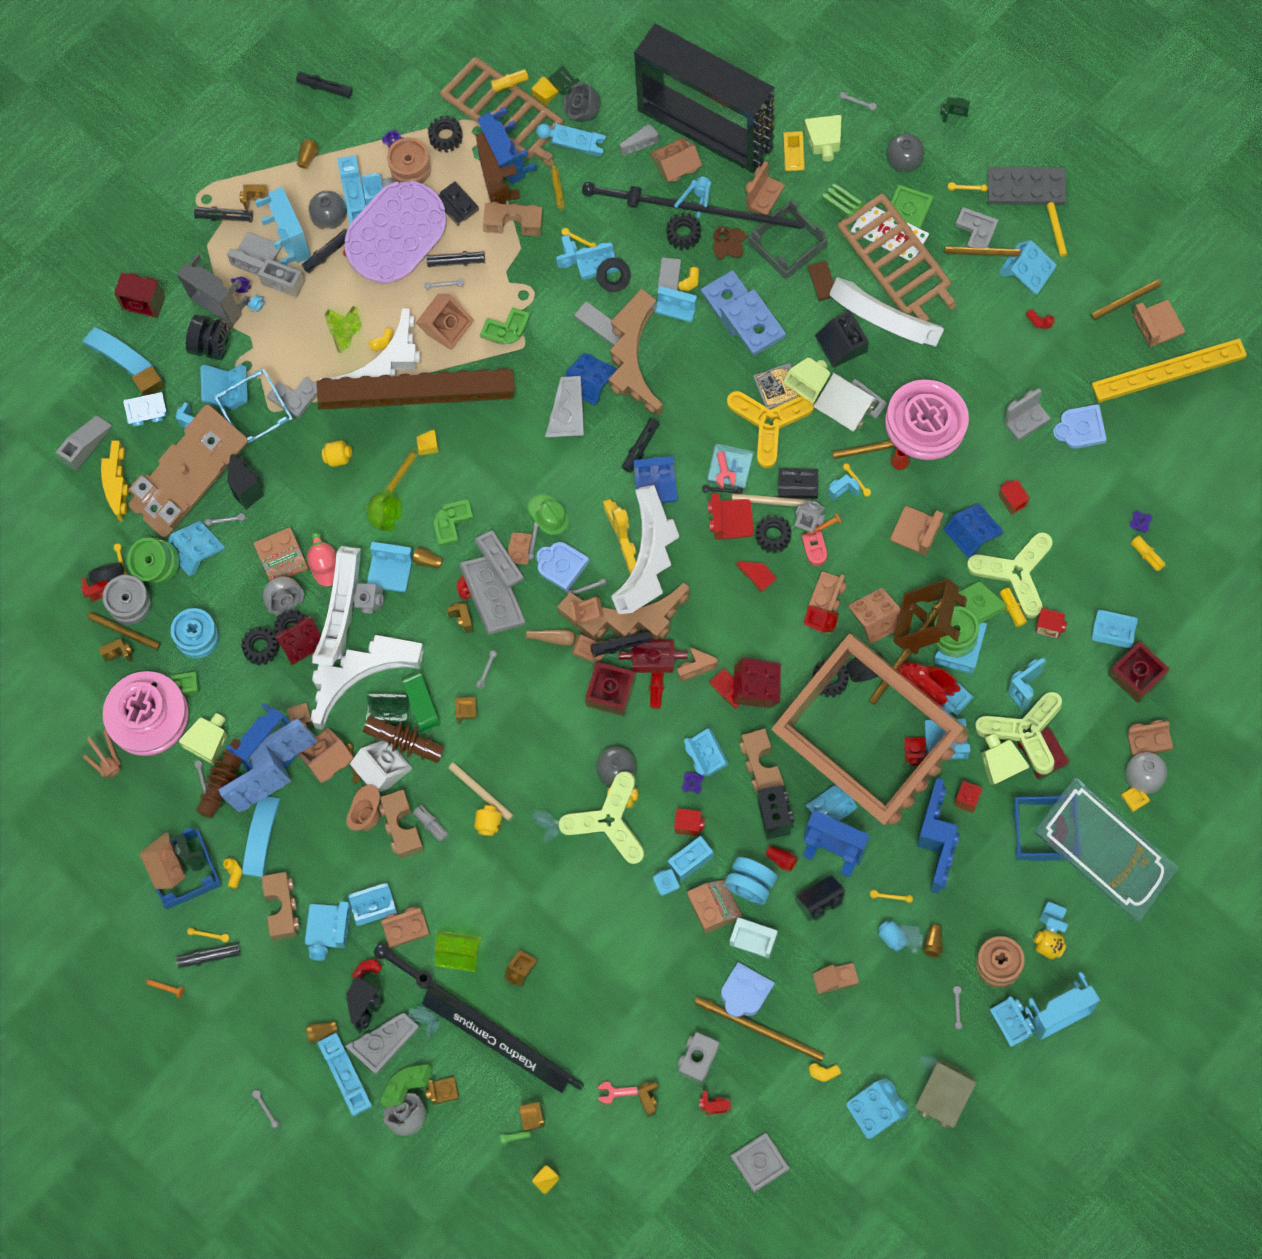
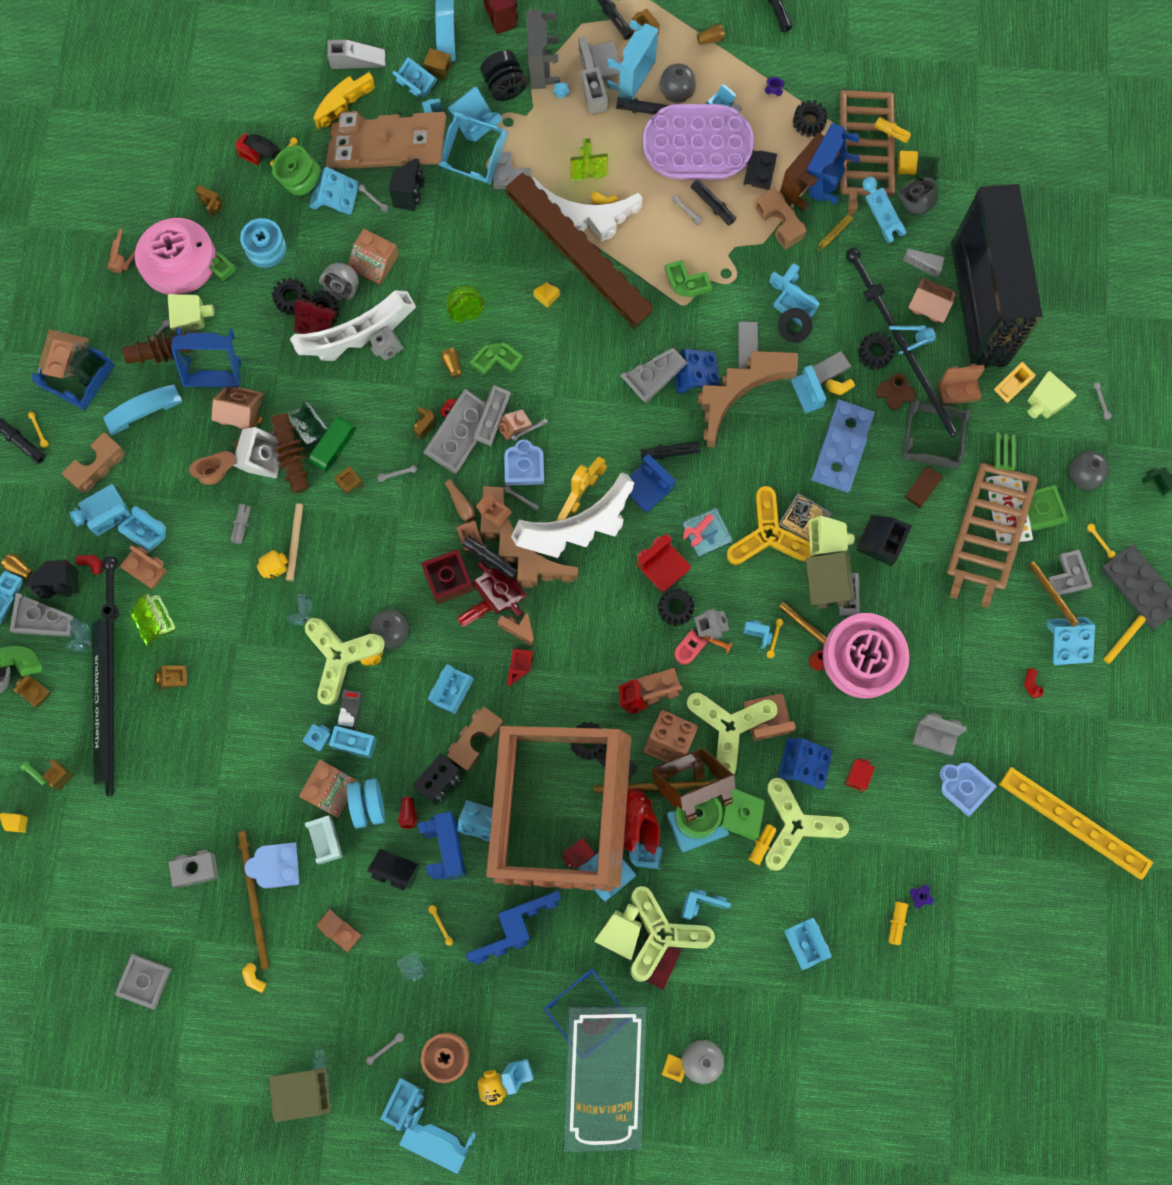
camera: 45 degrees right, 5 degrees up
(124, 631) = (231, 194): pearl gold bar -> none
(127, 599) = (253, 176): light grey wheel -> none
(235, 872) = (100, 412): yellow arm -> none
(244, 284) = (566, 68): dark purple plate -> none
(268, 767) = (192, 371): medium blue bracket -> none
(301, 712) = (254, 367): medium nougat plate -> none
(321, 560) = (392, 282): coral hair -> none
(335, 681) = (324, 376): white arch -> none
(336, 453) = (485, 235): yellow head -> none
(351, 186) = (719, 75): medium azure slope -> none
(390, 566) = (423, 341): medium azure bracket -> none
(395, 808) = (229, 488): medium nougat arch -> none
(401, 471) = (514, 292): yellow piece -> none
(409, 160) = (763, 108): nougat wheel -> none
(445, 320) = (655, 232): nougat slope -> none
(548, 514) = (559, 424): bright green piece -> none
(565, 231) = (803, 265): yellow hinge -> none
(615, 1092) = (122, 823): coral bar -> none
(649, 1103) = (129, 855): pearl gold bracket -> none
(659, 843) = (350, 709): none -> dark grey leg
(688, 822) = (383, 718): red brick -> none
(689, 777) = (418, 703): dark purple plate -> none
(705, 488) = (674, 527): black hinge -> none
(717, 1106) = (165, 914): red bracket -> none
(757, 573) = (632, 619): red slope -> none
(757, 683) = (537, 686): dark red brick -> none
(770, 500) = (703, 583): tan bar -> none
(798, 483) = (734, 594): black plate -> none
(877, 1108) = (253, 1046): medium azure bracket -> none
(884, 316) = (928, 556): white arch -> none
(889, 935) = (404, 947): medium azure brick -> none
(905, 550) = (744, 720): none -> yellowish green piece
(933, 943) = (424, 989): pearl gold cone -> none
(968, 796) = (569, 927): red brick -> none
(1051, 623) = (772, 886): red brick -> none
(1126, 299) = (1110, 741): pearl gold bar -> none
(1139, 672) = (785, 992): dark red brick -> none
(1149, 738) = (734, 1043): nougat bracket -> none
(1158, 322) = (1110, 783): nougat bracket -> none

